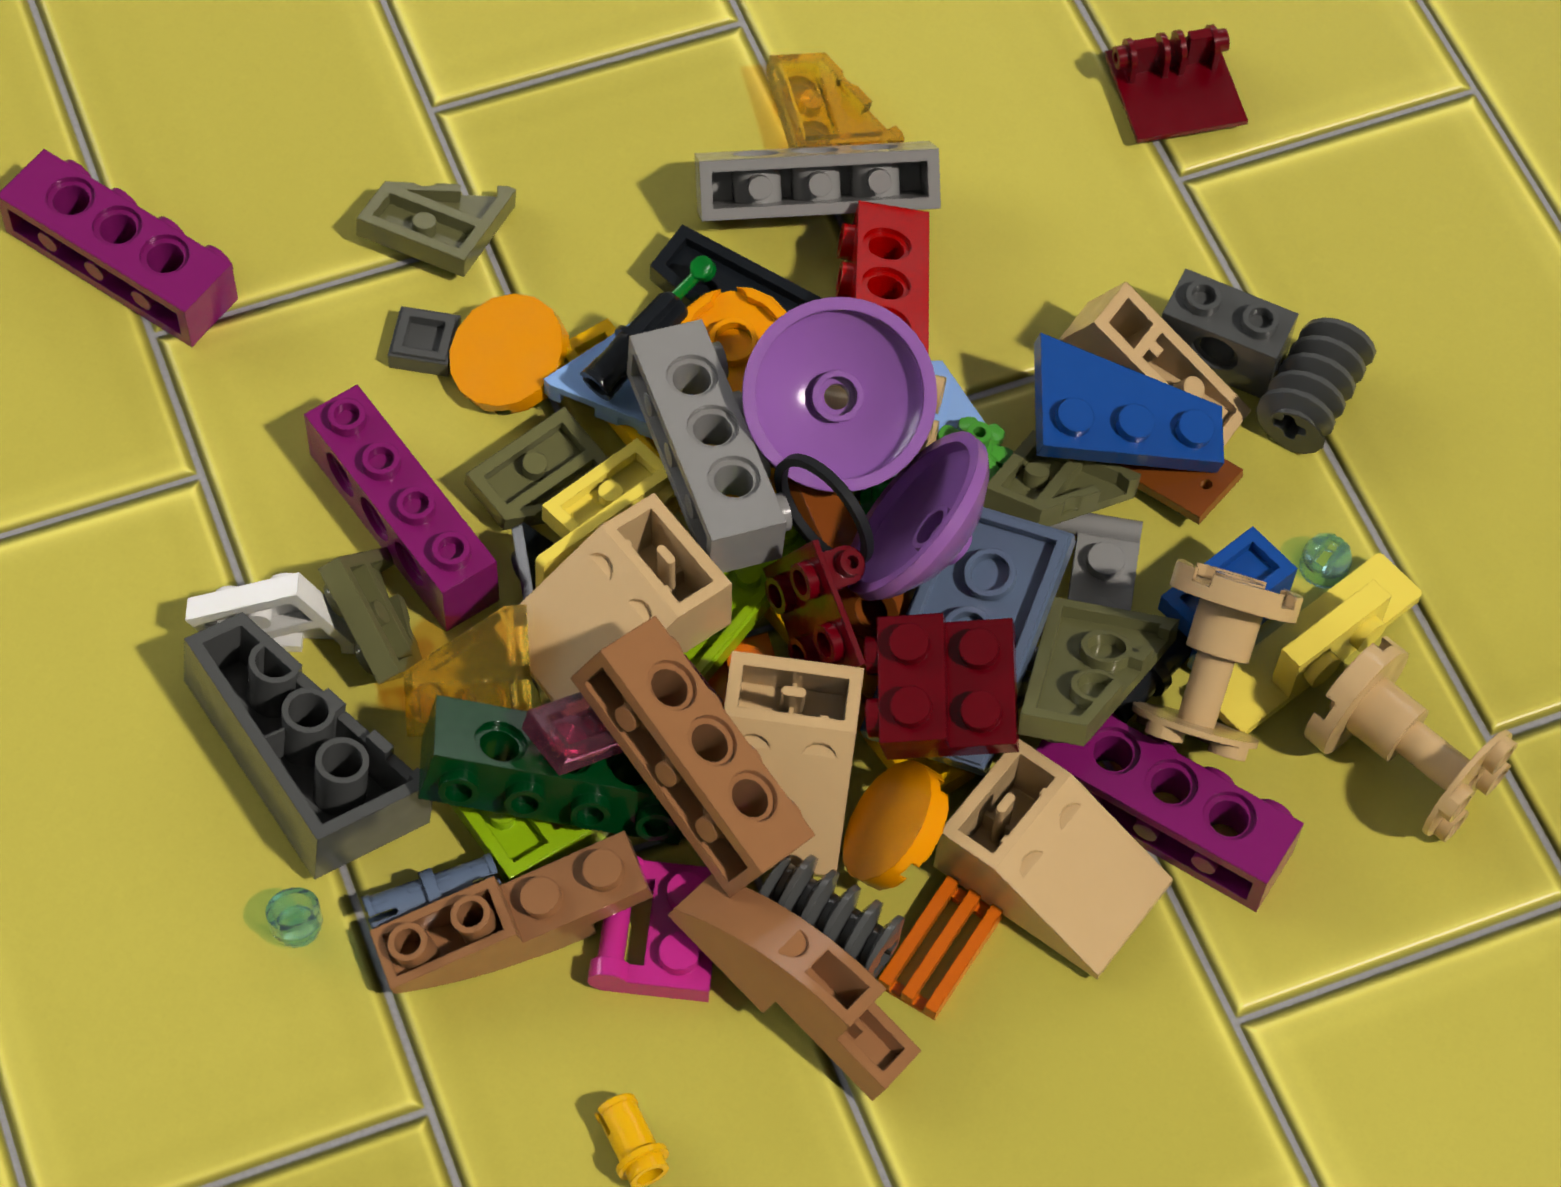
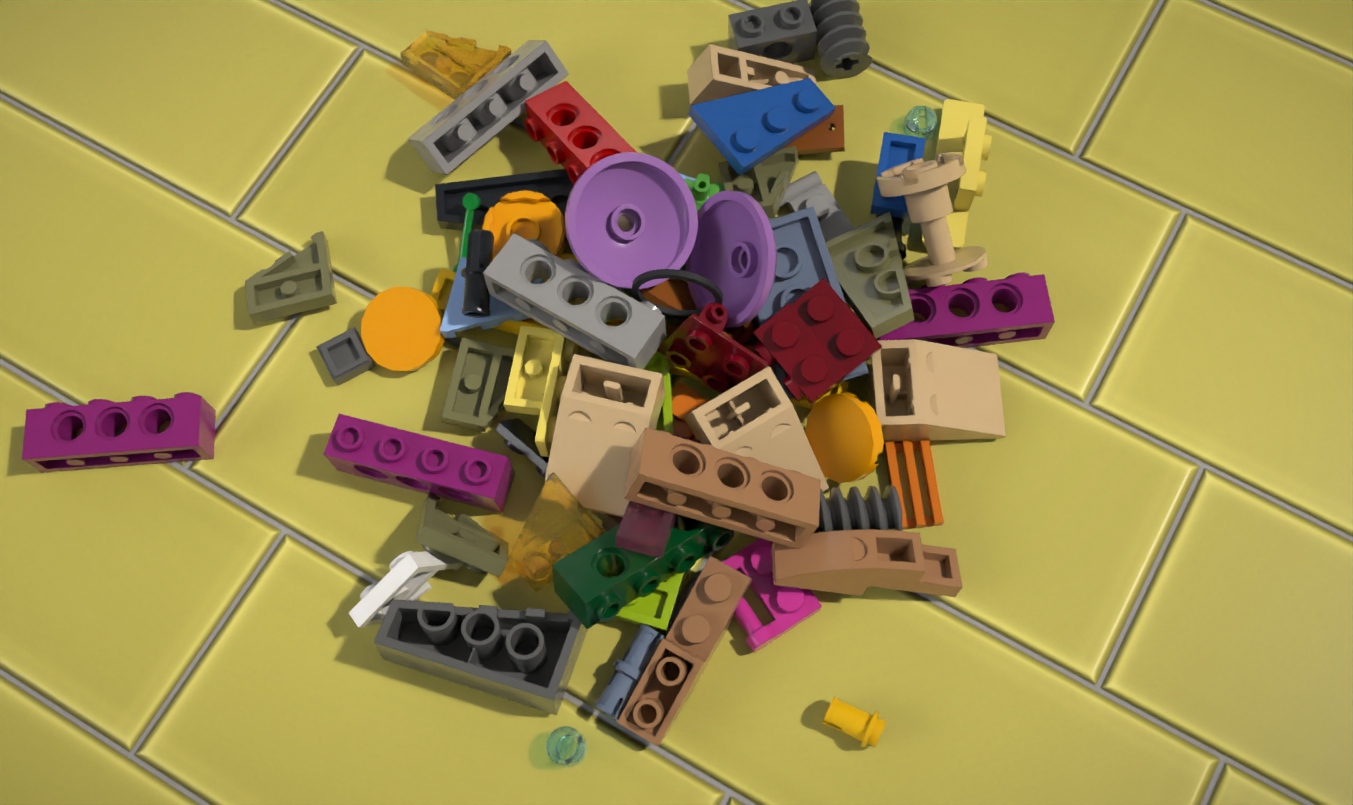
camera: 30 degrees left, 10 degrees up
(1392, 723) = (1040, 186): tan piece -> none

